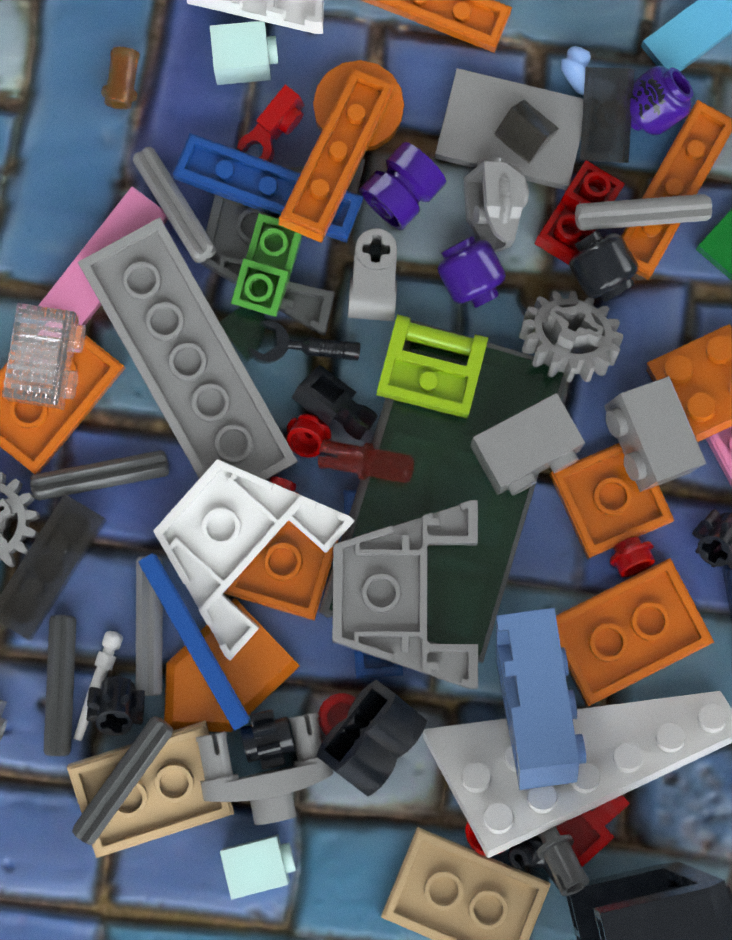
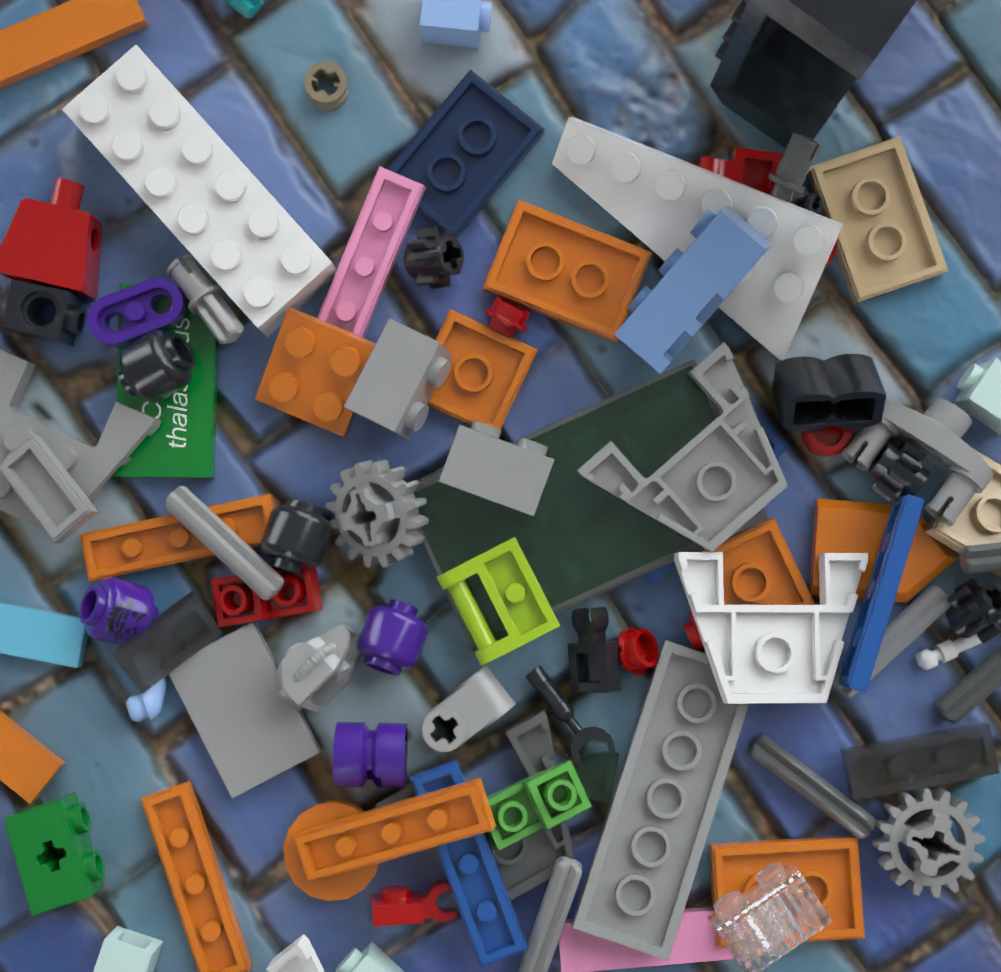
camera: 130 degrees left, 5 degrees up
(366, 461) = (621, 585): clear red axle -> none
(525, 130) = (237, 696): clear smoke slope -> none

